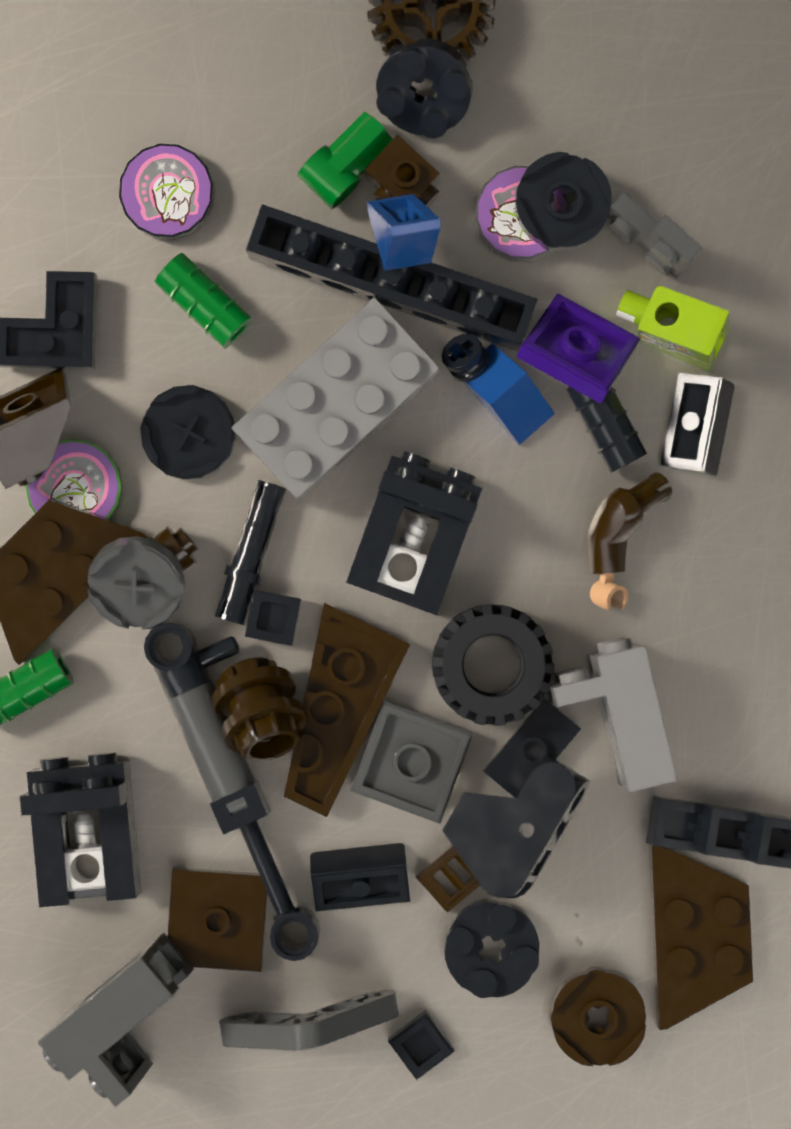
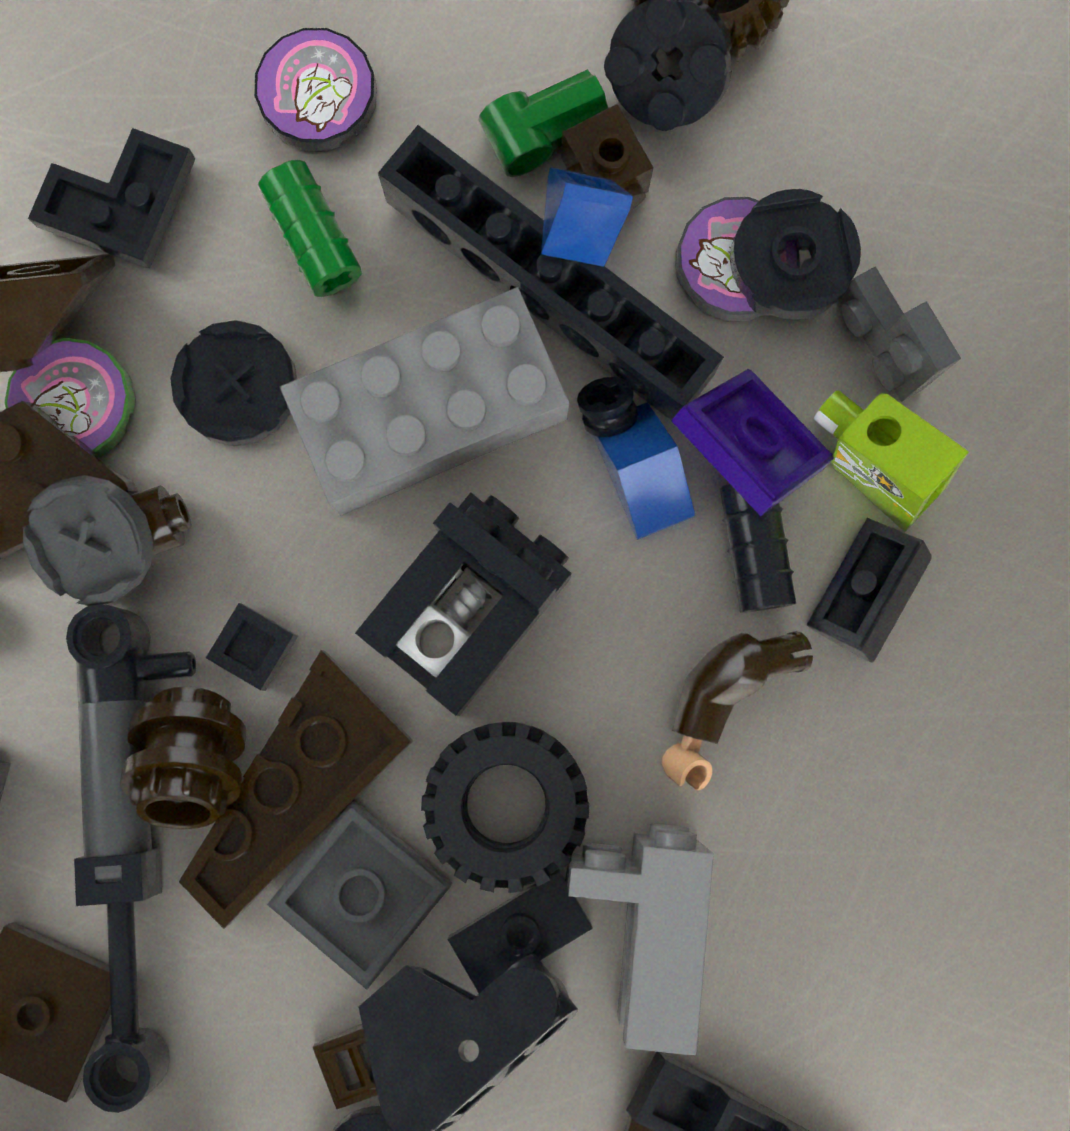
camera: 20 degrees right, 5 degrees down
(249, 555) = (246, 565): black pin -> none
(359, 877) = (241, 1019): black slope -> none

